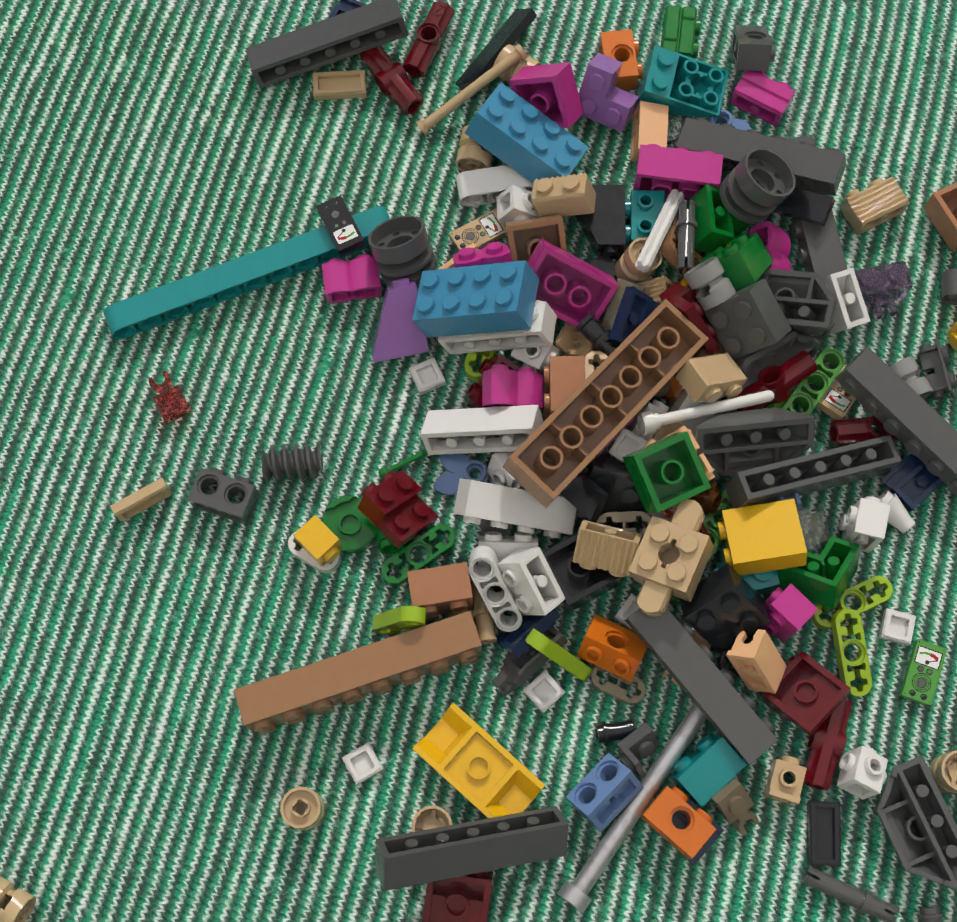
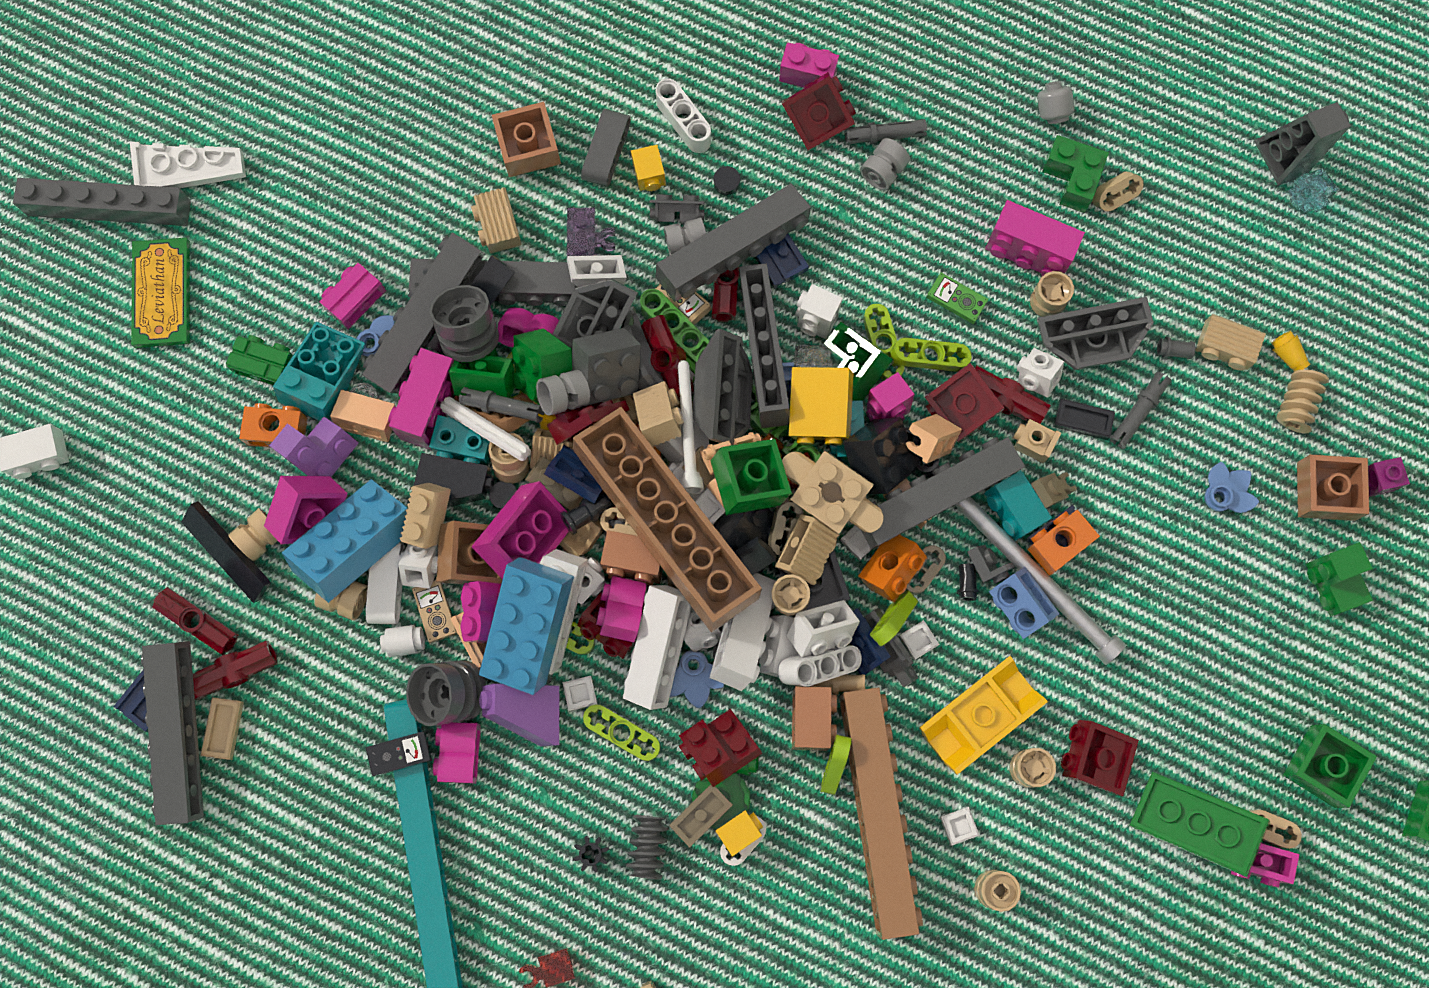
camera: 80 degrees left, 5 degrees up
(221, 501) = (674, 928): dark grey brick -> none
(278, 405) = (588, 862): none -> black gear
(329, 503) = (700, 815): none -> dark tan plate
(383, 471) = (673, 755): green hinge -> none
(411, 405) = (607, 714): none -> lime beam
(430, 535) = (782, 752): green beam -> none
(445, 210) = (402, 640): none -> white brick
(470, 848) = (1062, 735): dark grey brick -> none
(472, 89) = (272, 586): tan bar -> none
(557, 540) = (790, 594): none -> tan wheel
(752, 48) = (298, 292): dark grey brick -> none
(897, 627) = (912, 309): white tile -> none
(898, 514) = (804, 281): white cone -> none

